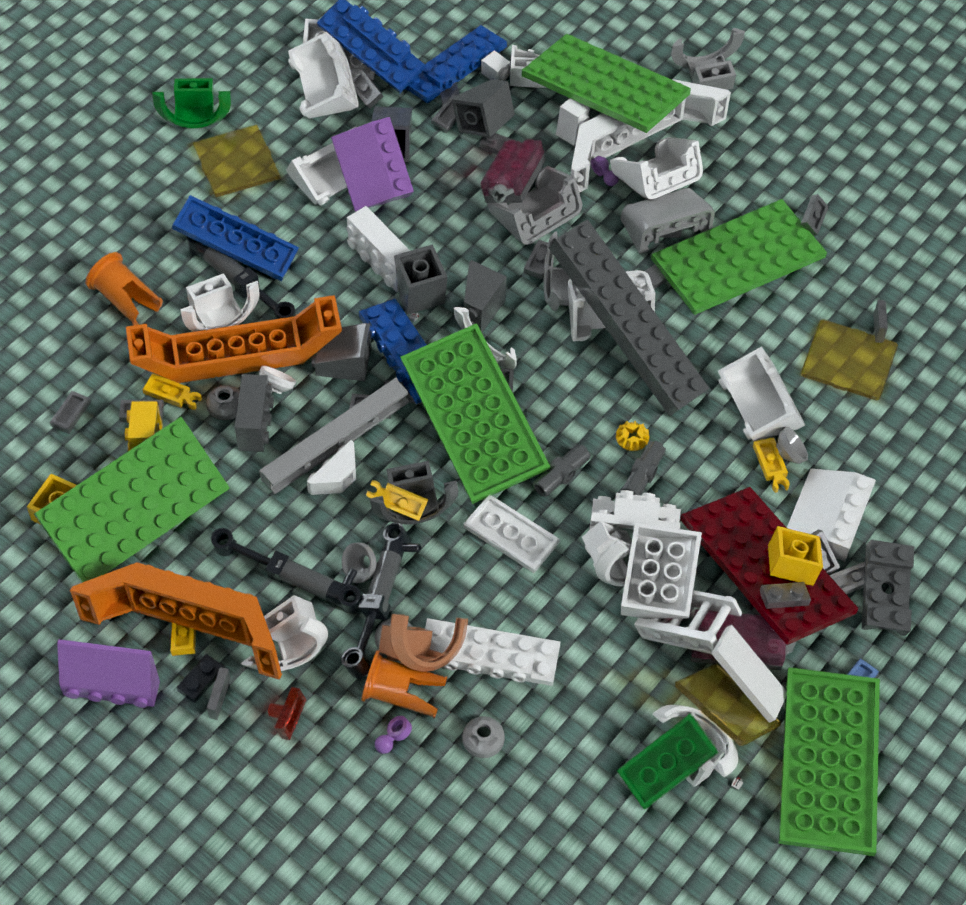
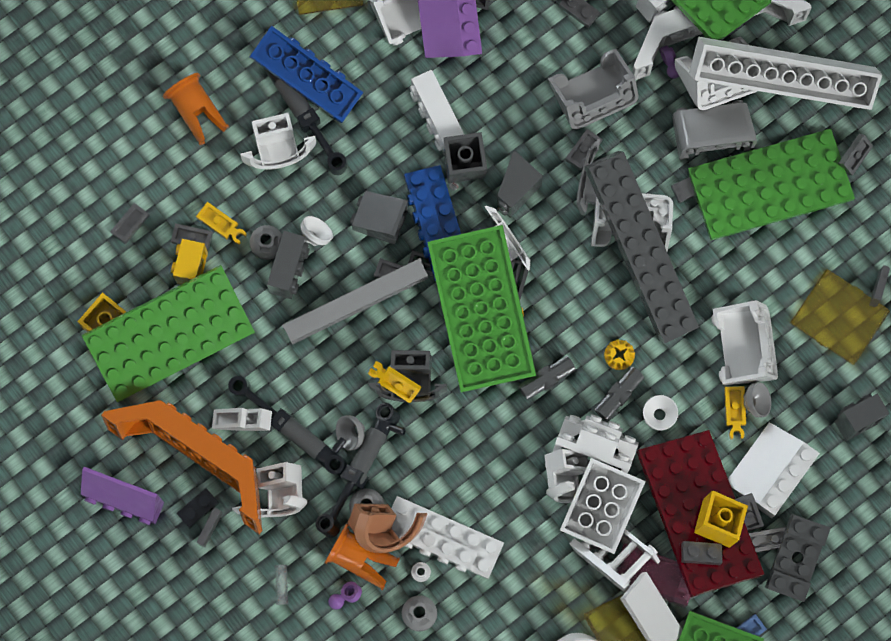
camera: 15 degrees right, 20 degrees up
(182, 640) = (188, 472): yellow plate -> none
(236, 347) = (284, 191): orange slope -> none
(237, 572) = (242, 419): none -> white slope
(288, 713) = (263, 557): clear red tile -> none
(316, 738) = (281, 585): none -> clear pin
(335, 473) = (350, 337): white slope -> none
(474, 697) = (420, 578): none -> white plate
(511, 533) = (488, 428): white tile -> none
(513, 171) = (579, 53): clear pink piece -> none
(693, 471) = (667, 405): none -> white piece
(723, 146) = (785, 73): none -> white brick
(907, 434) = (861, 416): none -> dark grey brick

